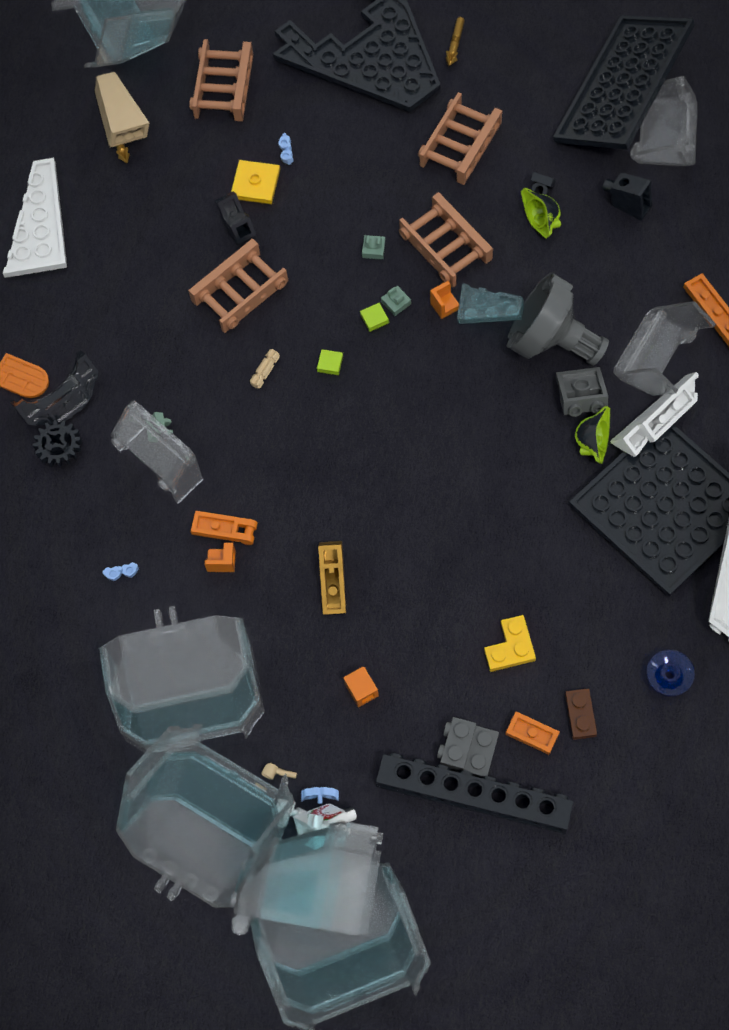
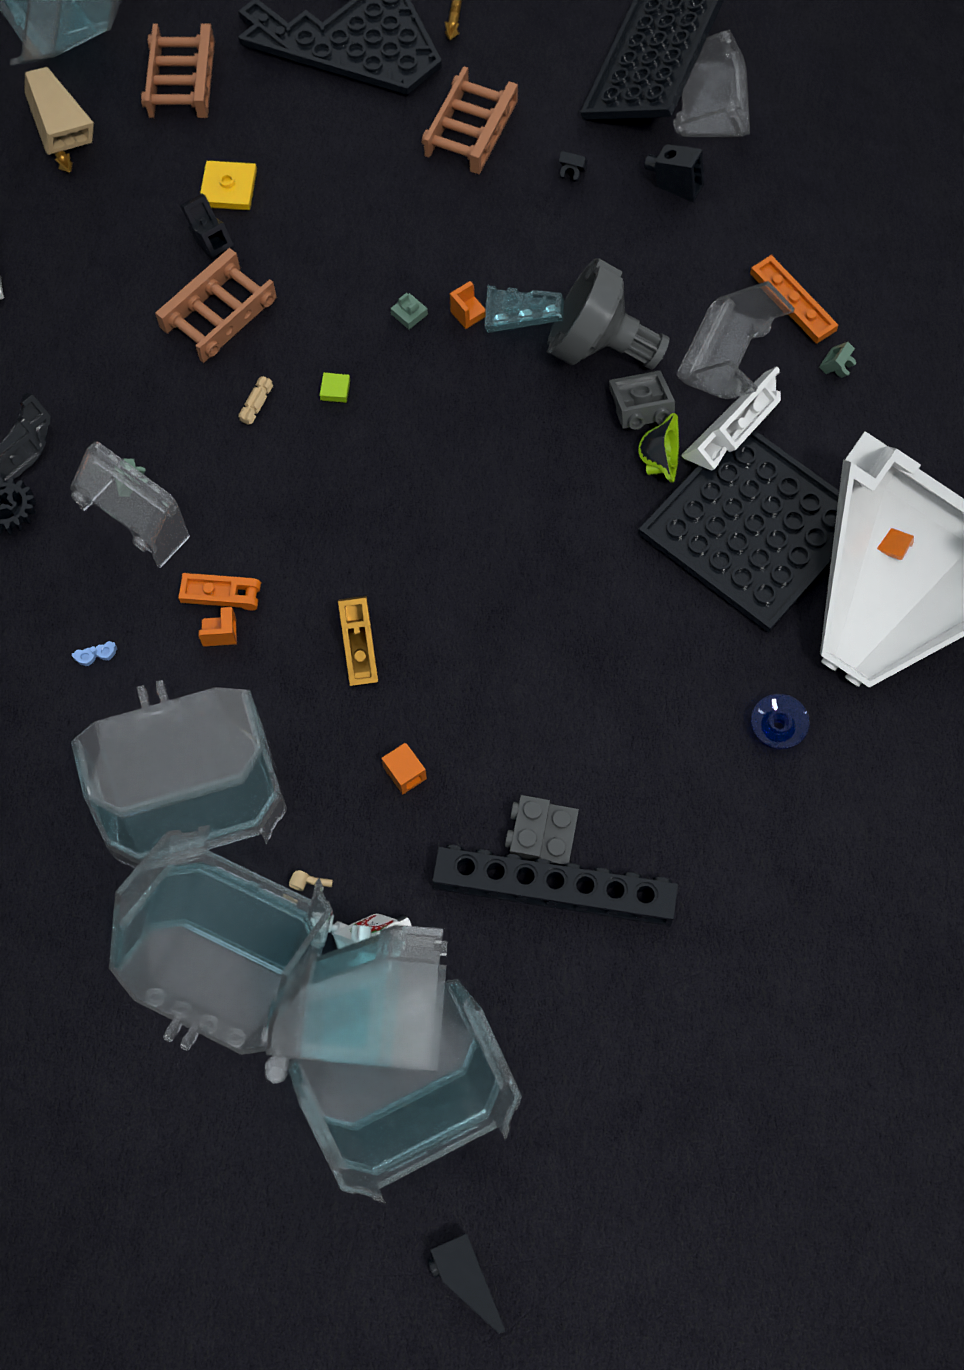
camera: 10 degrees left, 0 degrees up
(285, 145) = (260, 140): light blue piece -> none
(311, 793) = (363, 901): light blue piece -> none
(373, 247) = (377, 251): sand green tile -> none
(374, 317) = (384, 331): lime tile -> none
(453, 221) = (470, 215): nougat fence -> none
(515, 650) = (589, 710): yellow plate -> none
(532, 733) = (619, 807): orange plate -> none
(541, 211) = (574, 197): lime hat -> none
(580, 714) = (676, 779): reddish brown plate -> none

